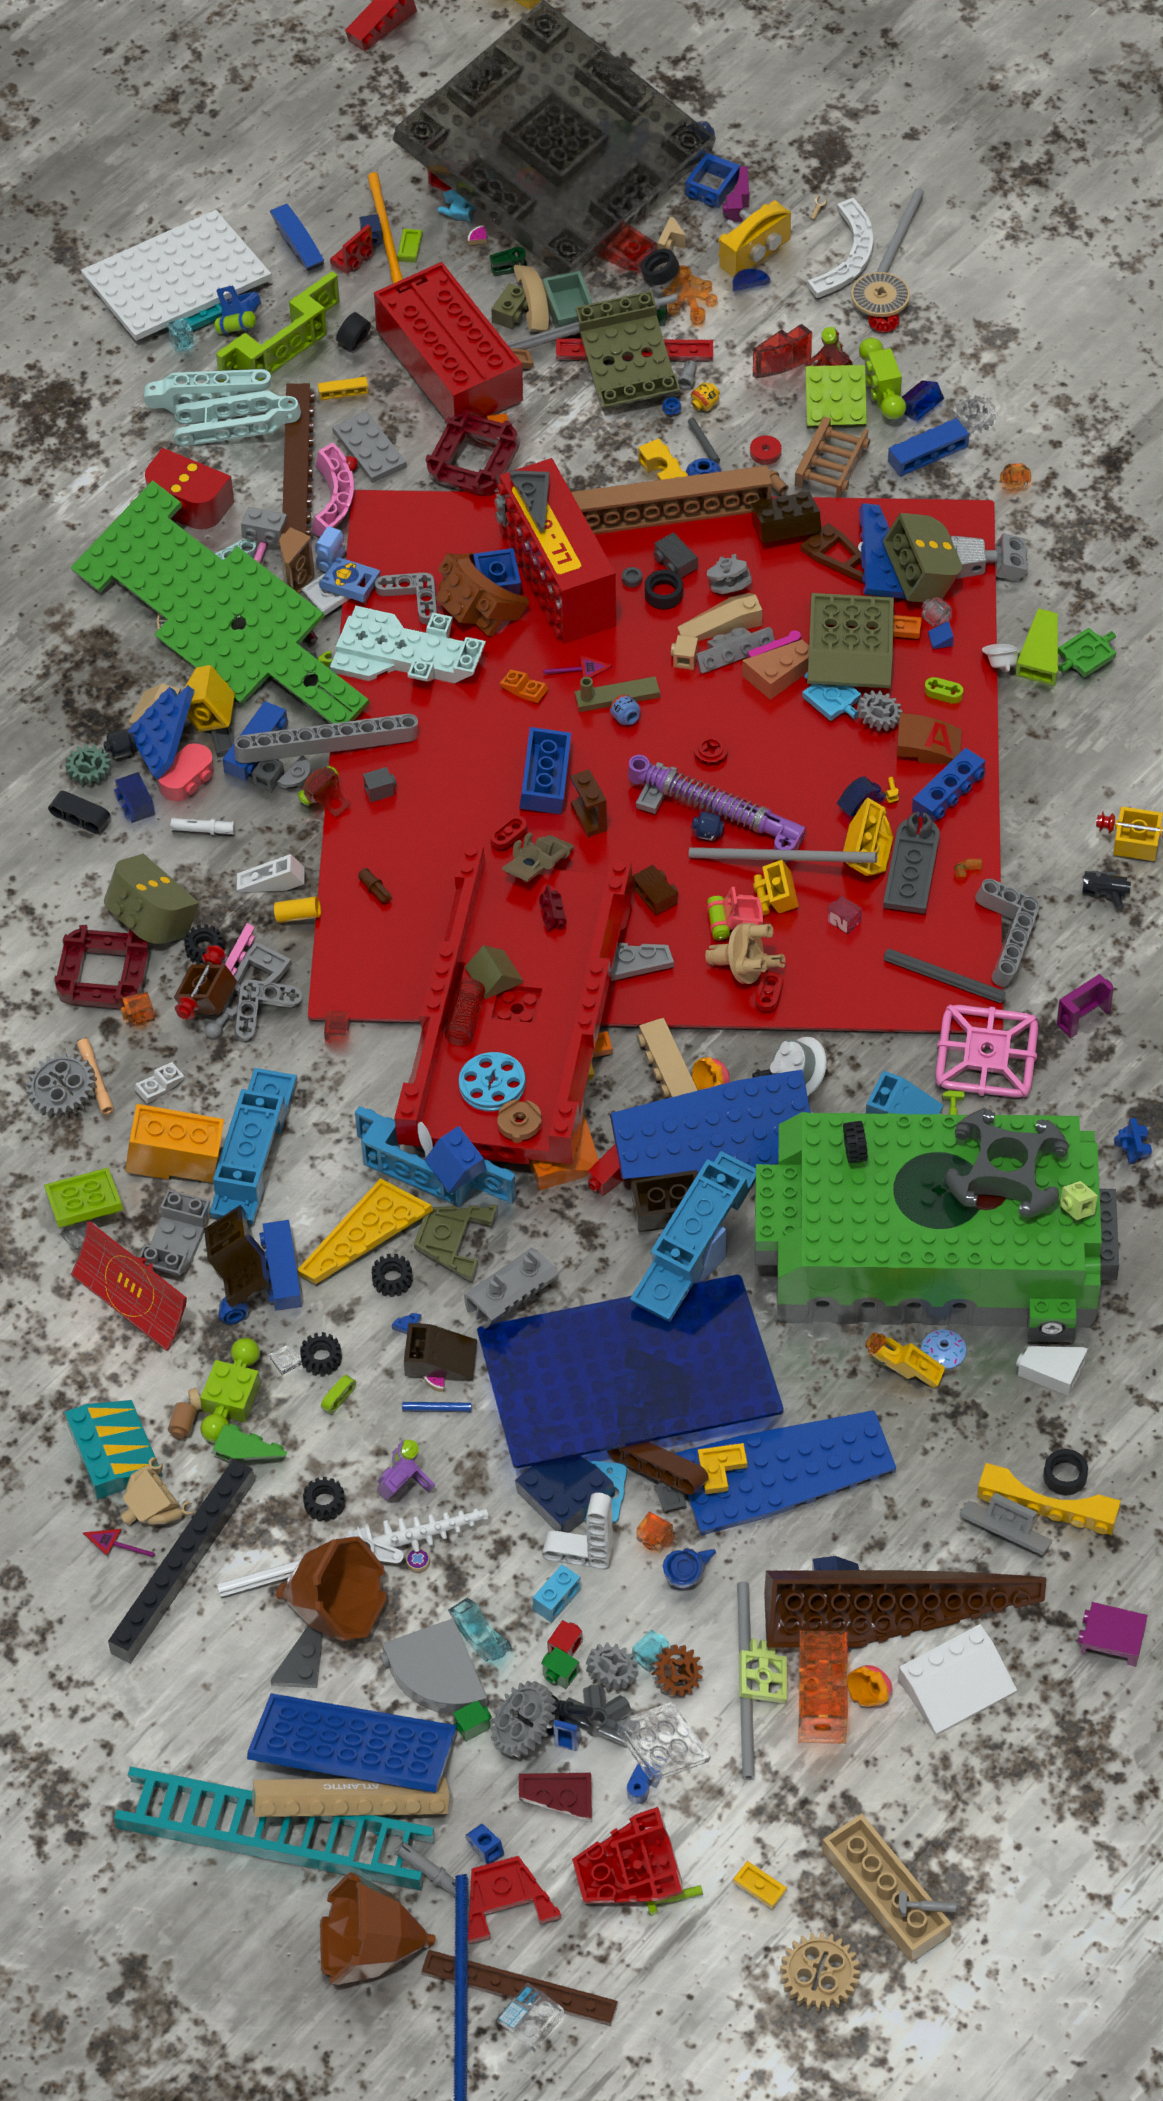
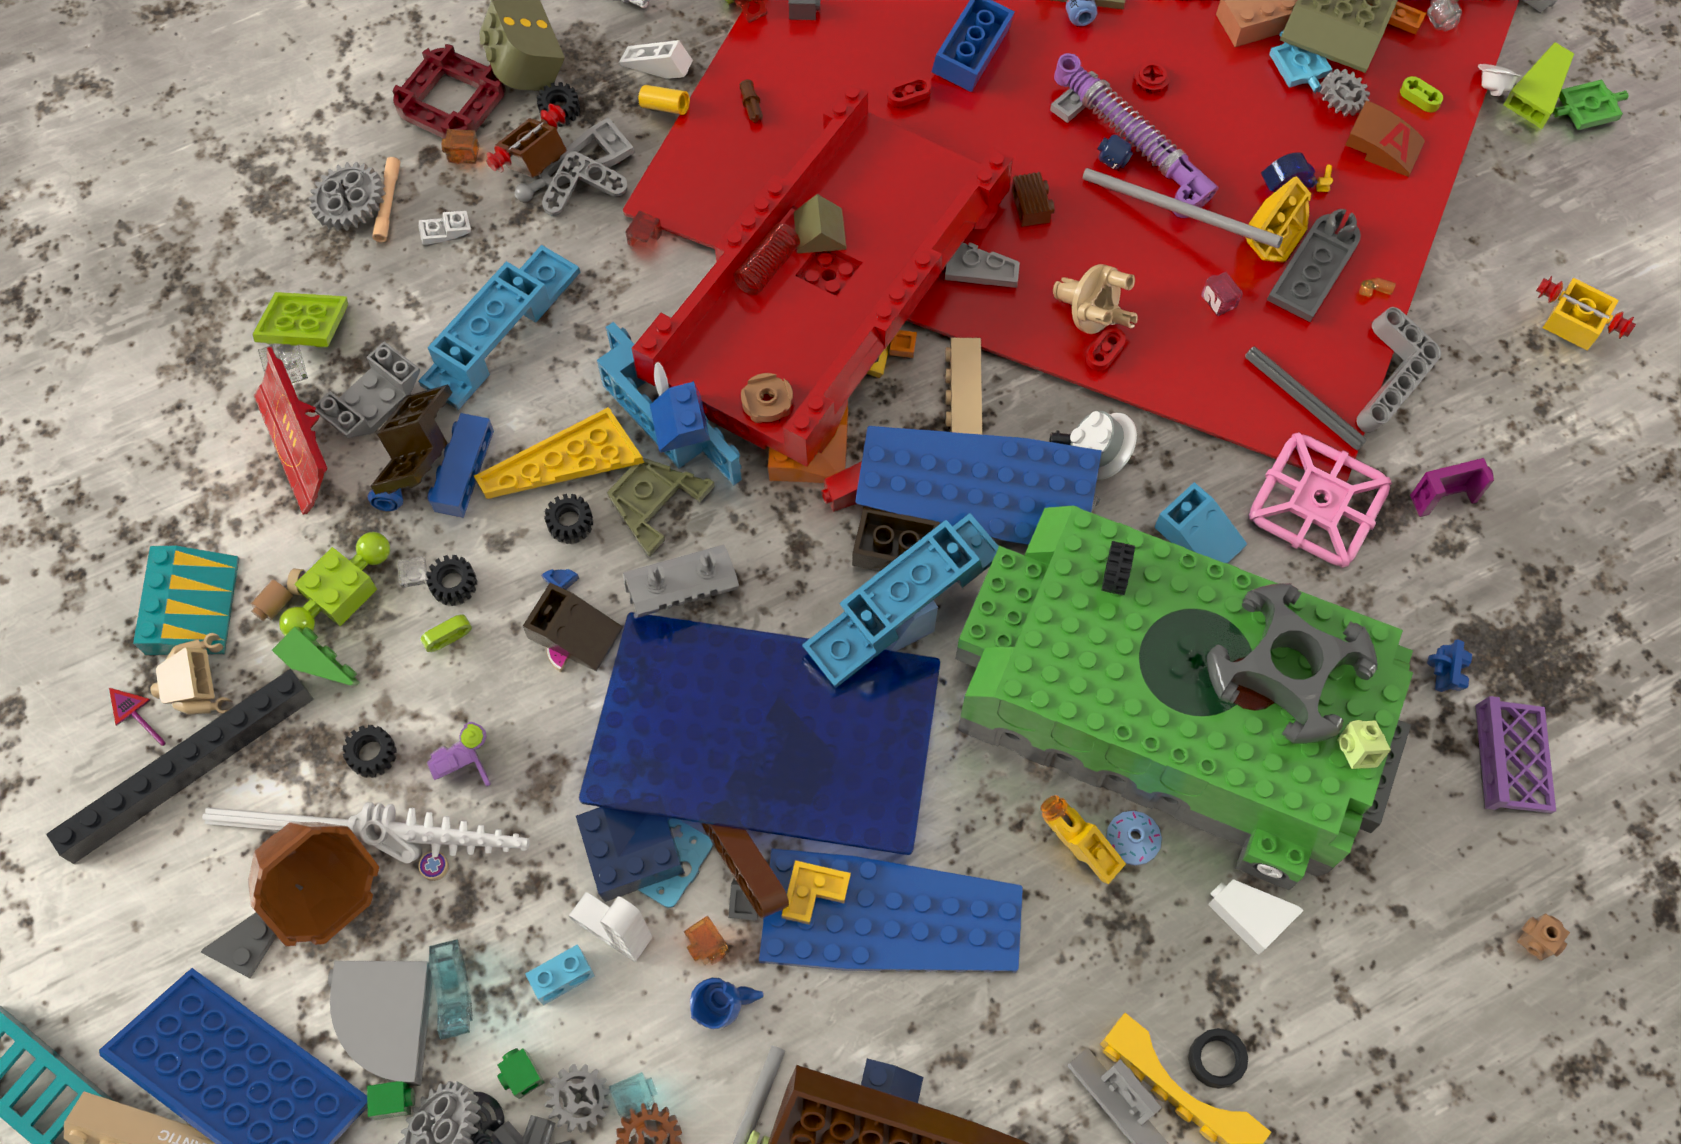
camera: 20 degrees right, 10 degrees up
(173, 1144) = (407, 291): light orange piece -> none
(237, 954) = (586, 120): bright pink plate -> none
(437, 1406) = (544, 687): blue bar -> none
(485, 1075) = (758, 335): medium azure wedge -> none
(536, 857) = (921, 123): dark tan piece -> none
(550, 902) = (913, 174): dark red hinge -> none
(566, 1637) = (542, 1039): red brick -> none
(592, 805) = (1002, 89): reddish brown window -> none
(709, 1073) = (1003, 418): light orange hair -> none
(731, 911) = (1101, 247): coral piece -> none
(780, 888) = (1163, 240): yellow brick -> none
(941, 636) = (1440, 39): blue slope -> none
(949, 785) = (1390, 193): blue brick -> none
(953, 1096) = (1261, 537): lime piece -> none
(1108, 885) = (1524, 358): black piece -> none

